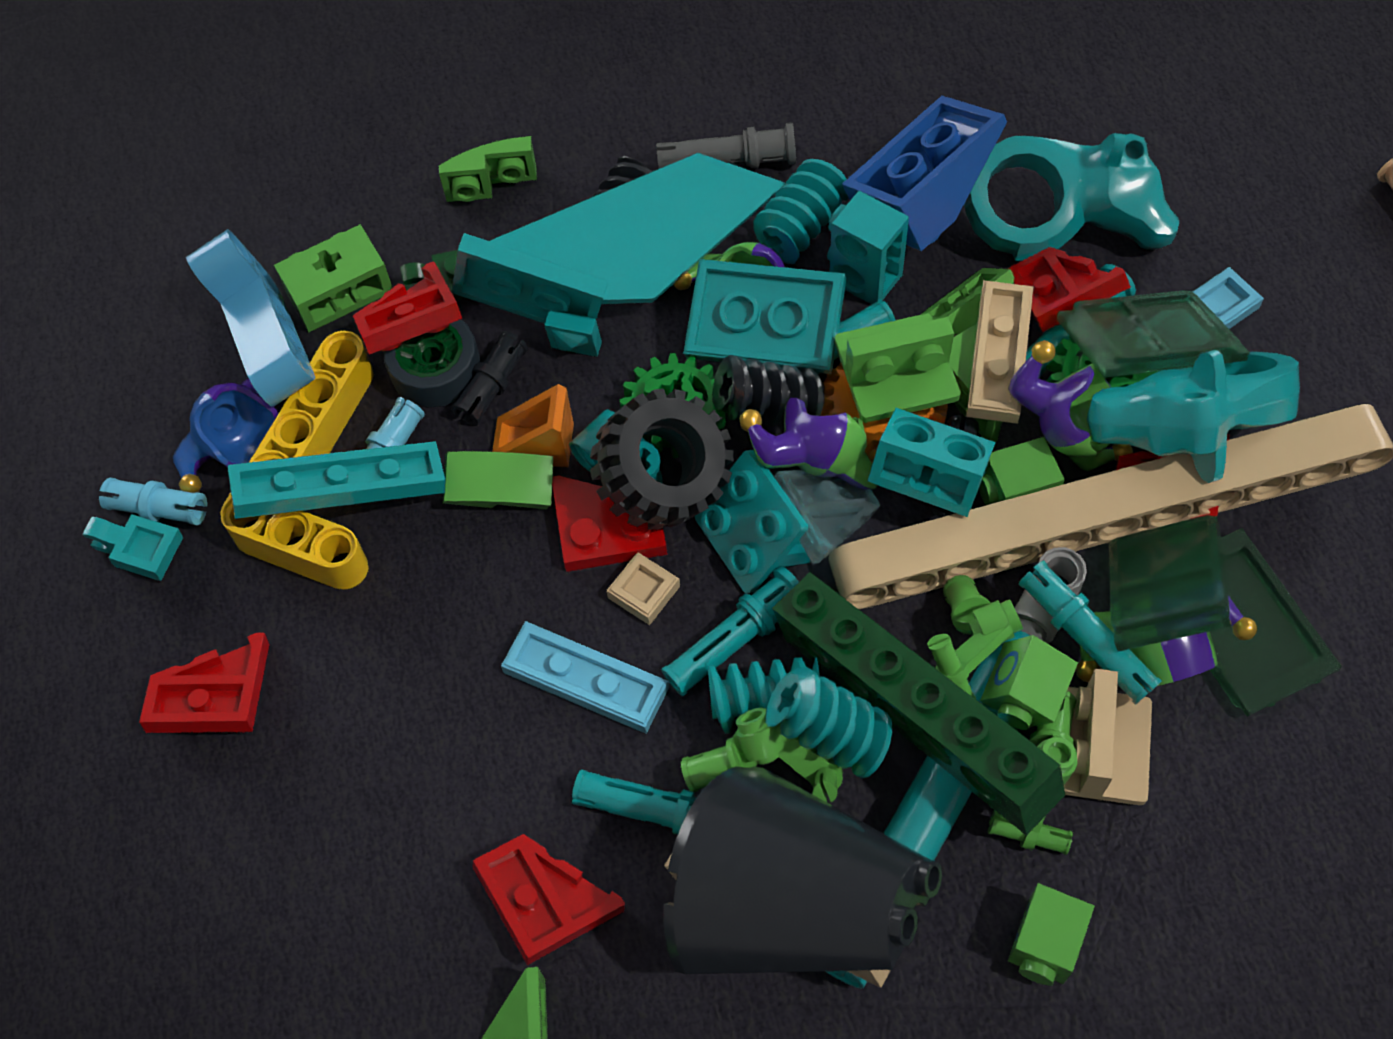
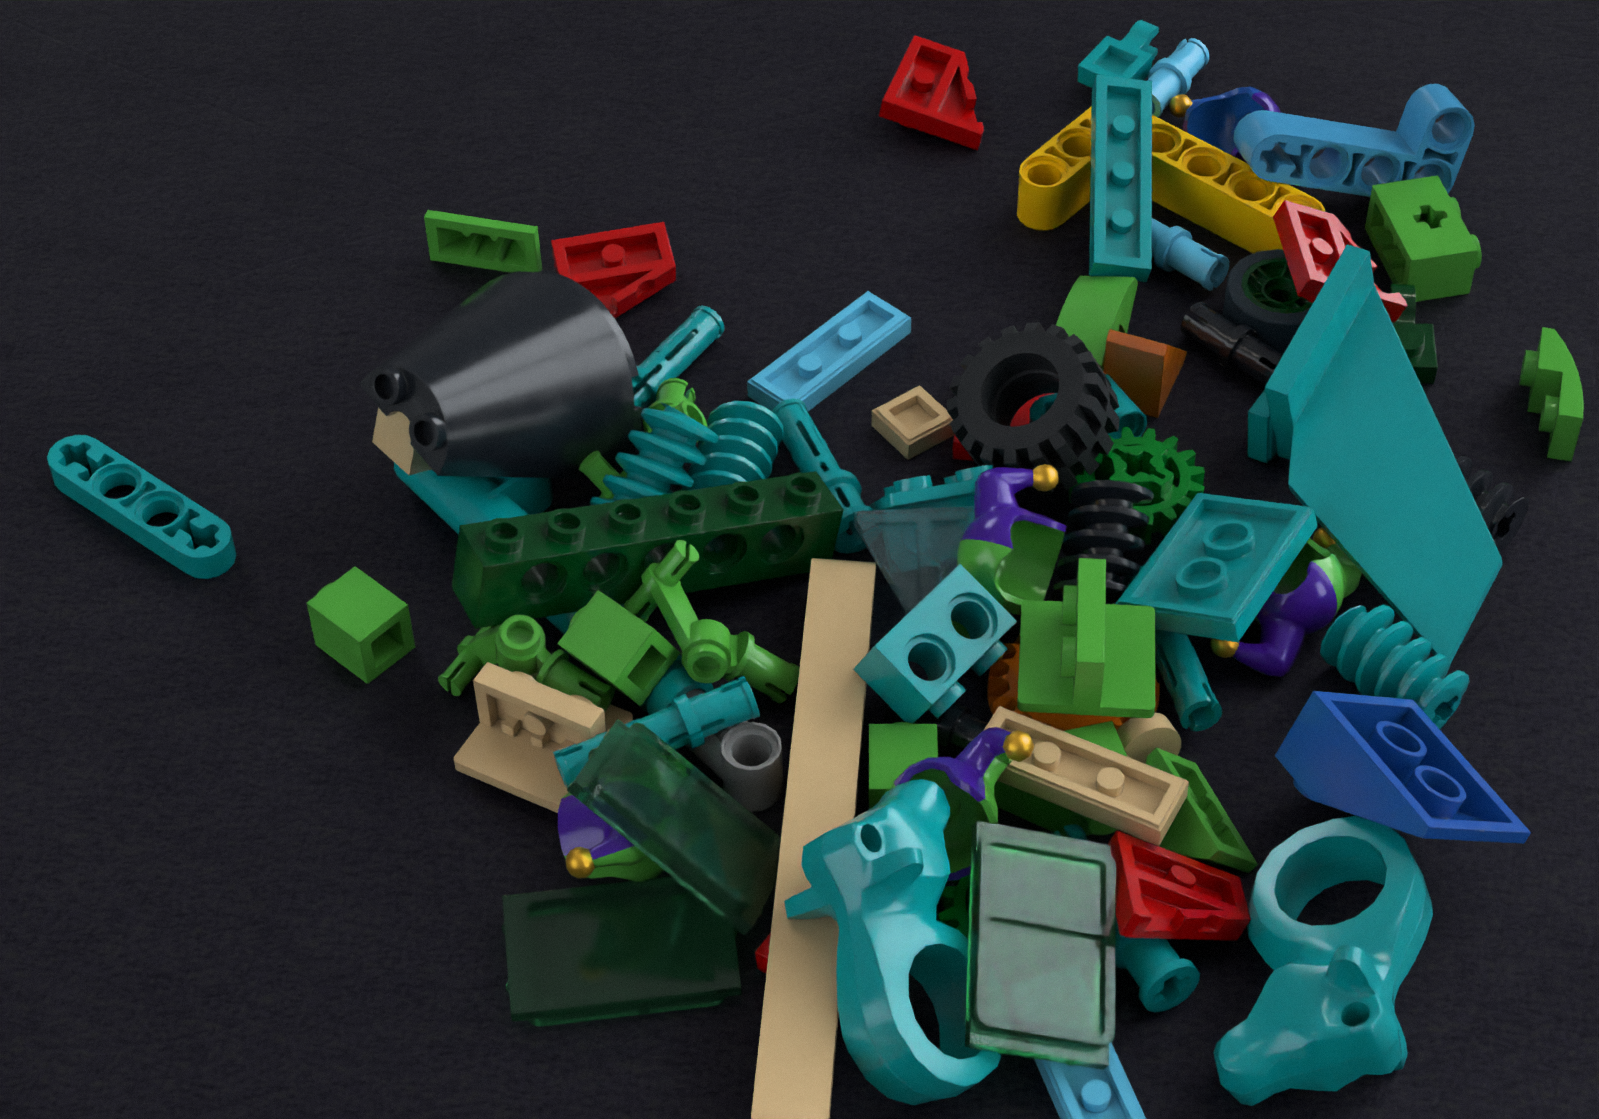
camera: 105 degrees right, 15 degrees down
(750, 148) = (1531, 655): dark grey pin -> none
(868, 246) = (1280, 683): teal brick -> none

